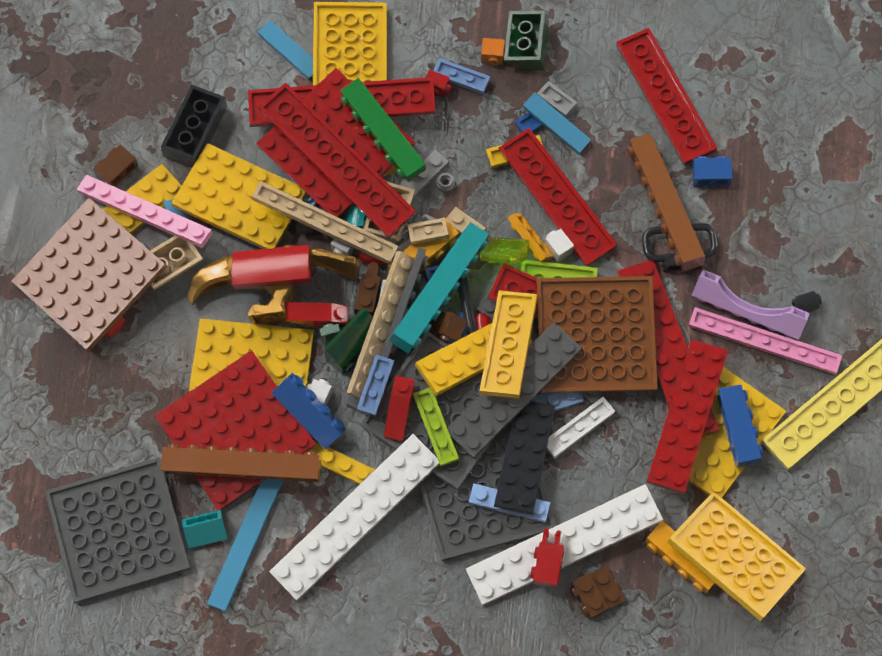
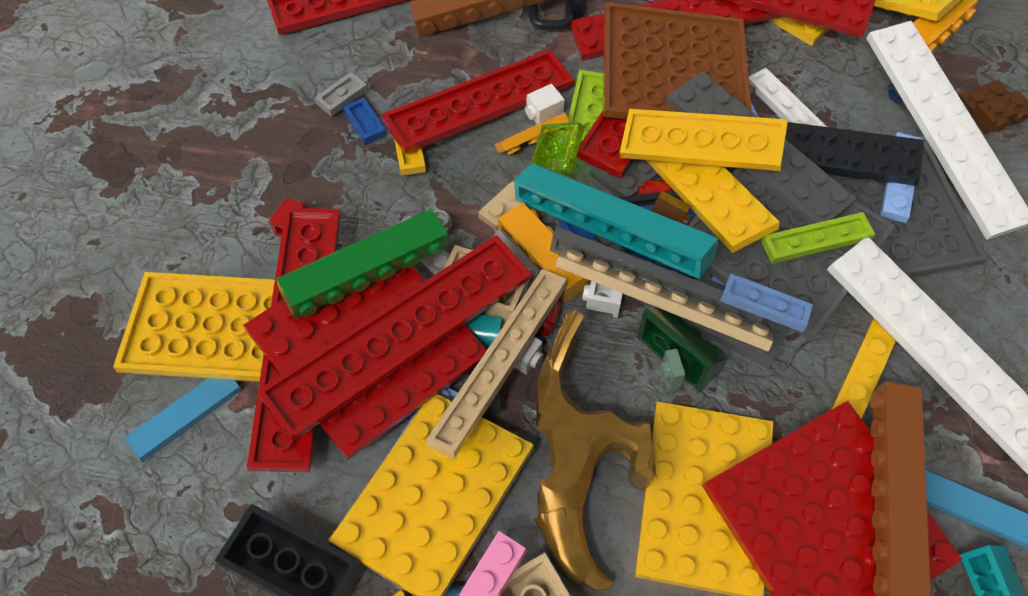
camera: 85 degrees left, 10 degrees down
(271, 267) = (577, 434): red slope -> none
(309, 410) = (798, 405): blue brick -> none
(317, 314) = (643, 384): red slope -> none
(322, 390) = (761, 398): white brick -> none
(369, 290) = (604, 321): reddish brown hinge -> none
(399, 408) = (793, 277): red slope -> none
(428, 231) = (522, 232): tan plate -> none
(463, 76) = (289, 184): medium blue plate -> none
(492, 51) = (256, 153): orange brick -> none
(526, 39) = (251, 108): dark green slope -> none
(548, 561) = (984, 130): red hinge -> none
(556, 123) = (375, 95): dark azure tile -> none

